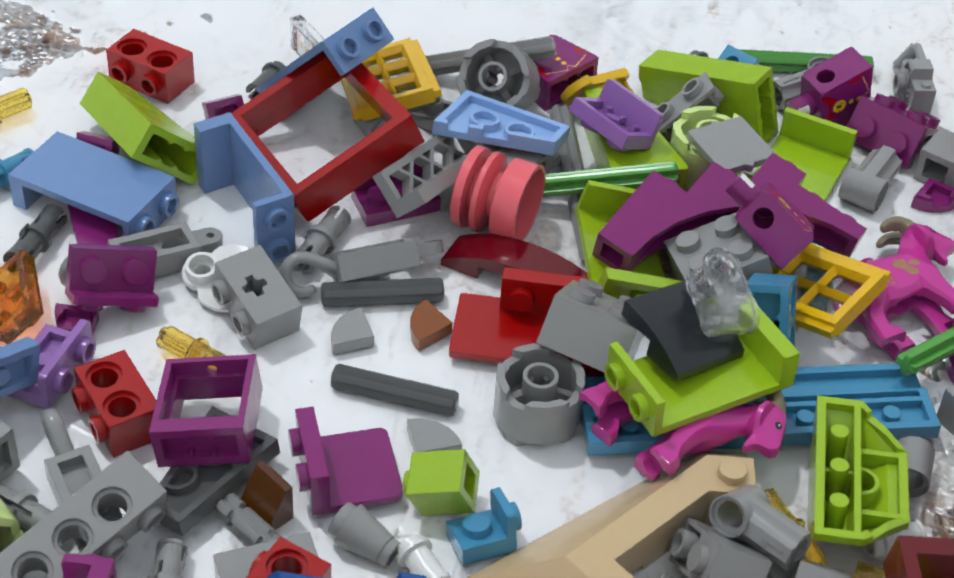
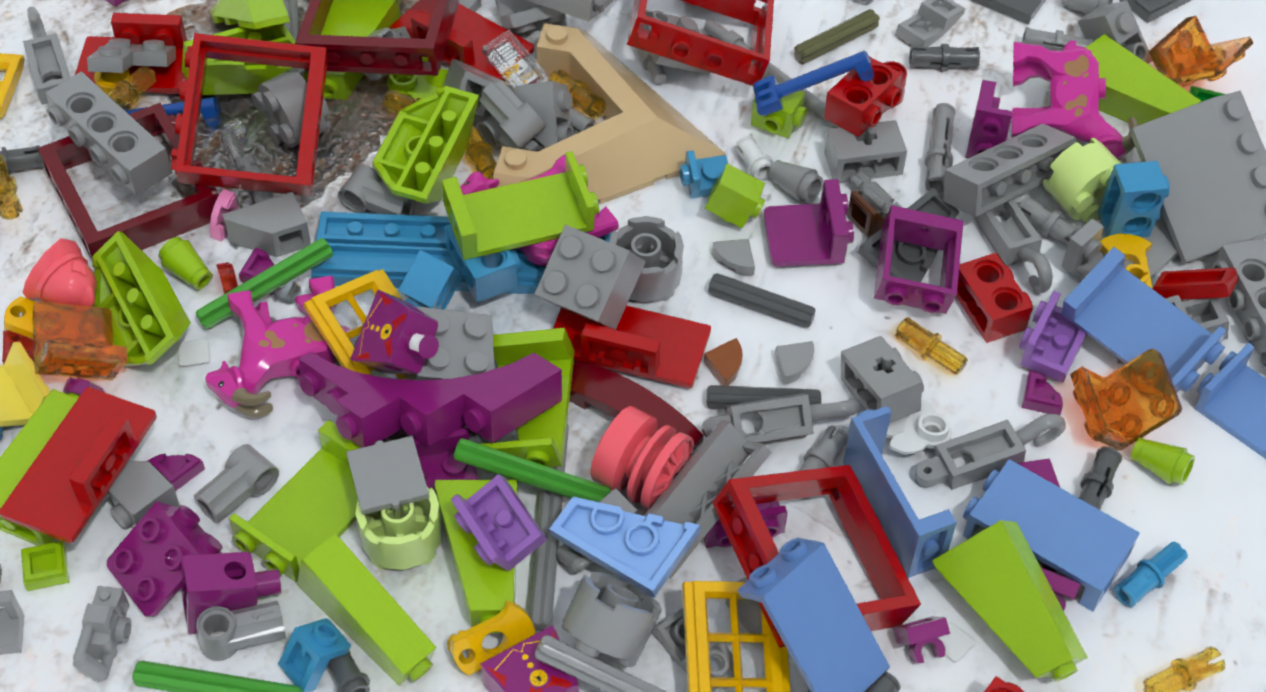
camera: 170 degrees left, 10 degrees up
(111, 277) = (1013, 398): magenta bracket -> none
(675, 333) = (526, 227): black slope -> none
(694, 93) = (408, 566): light grey hinge -> none
(722, 301) = (493, 221): clear piece -> none

